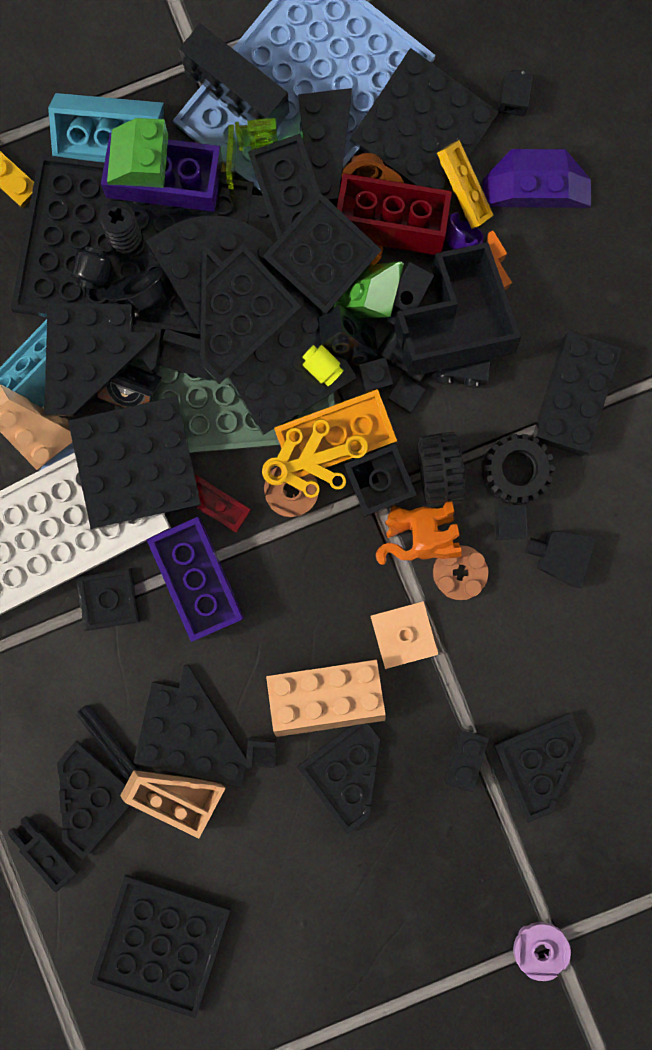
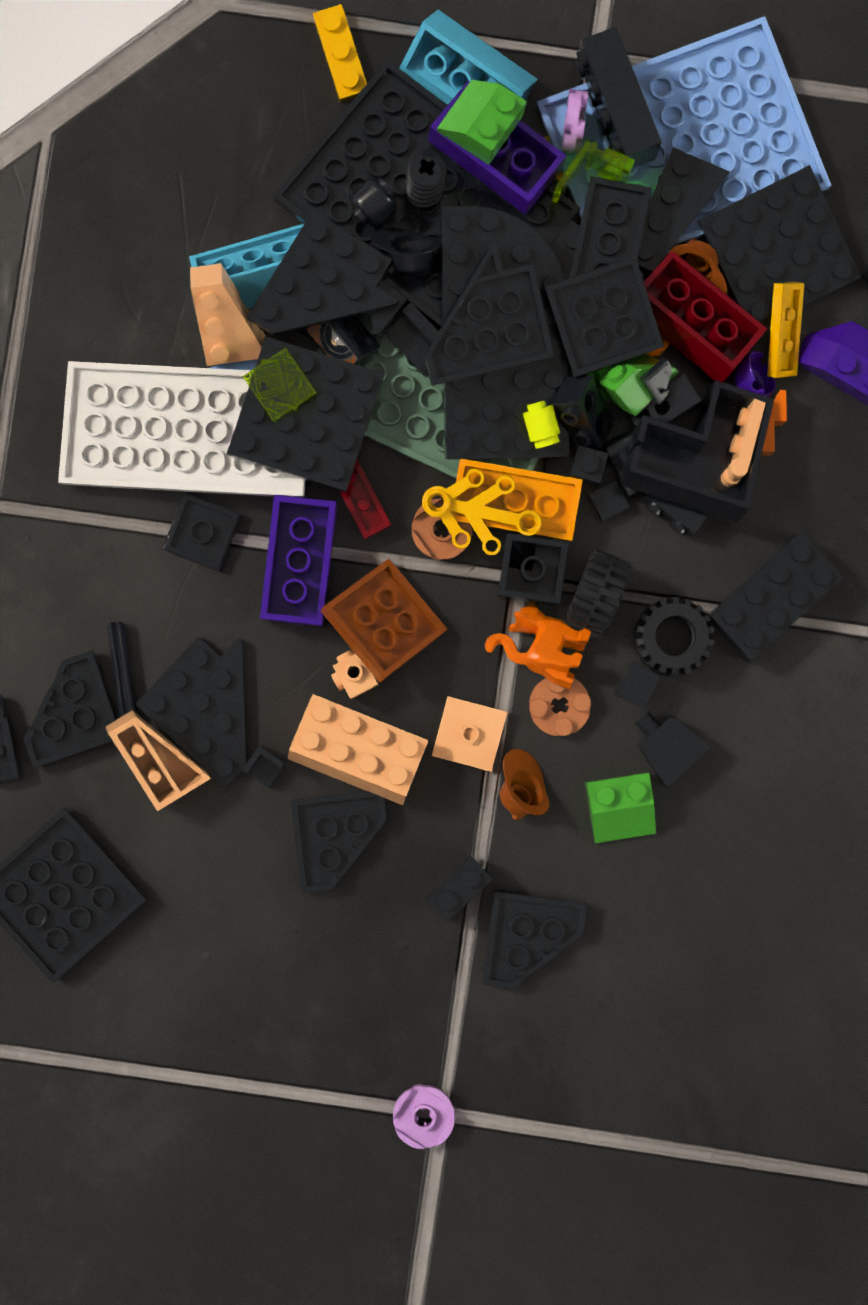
camera: 30 degrees right, 0 degrees up
(100, 452) = (279, 385): none -> clear neon green piece
(210, 116) = (574, 121): none -> lavender plate
(287, 587) = (383, 620): none -> dark orange plate
(291, 651) = (353, 686): none -> light nougat brick
(391, 278) = (657, 380): none -> black tile
(470, 651) = (523, 786): none -> dark orange piece
(485, 289) = (743, 443): none -> light nougat plate
(553, 622) = (621, 807): none -> bright green slope

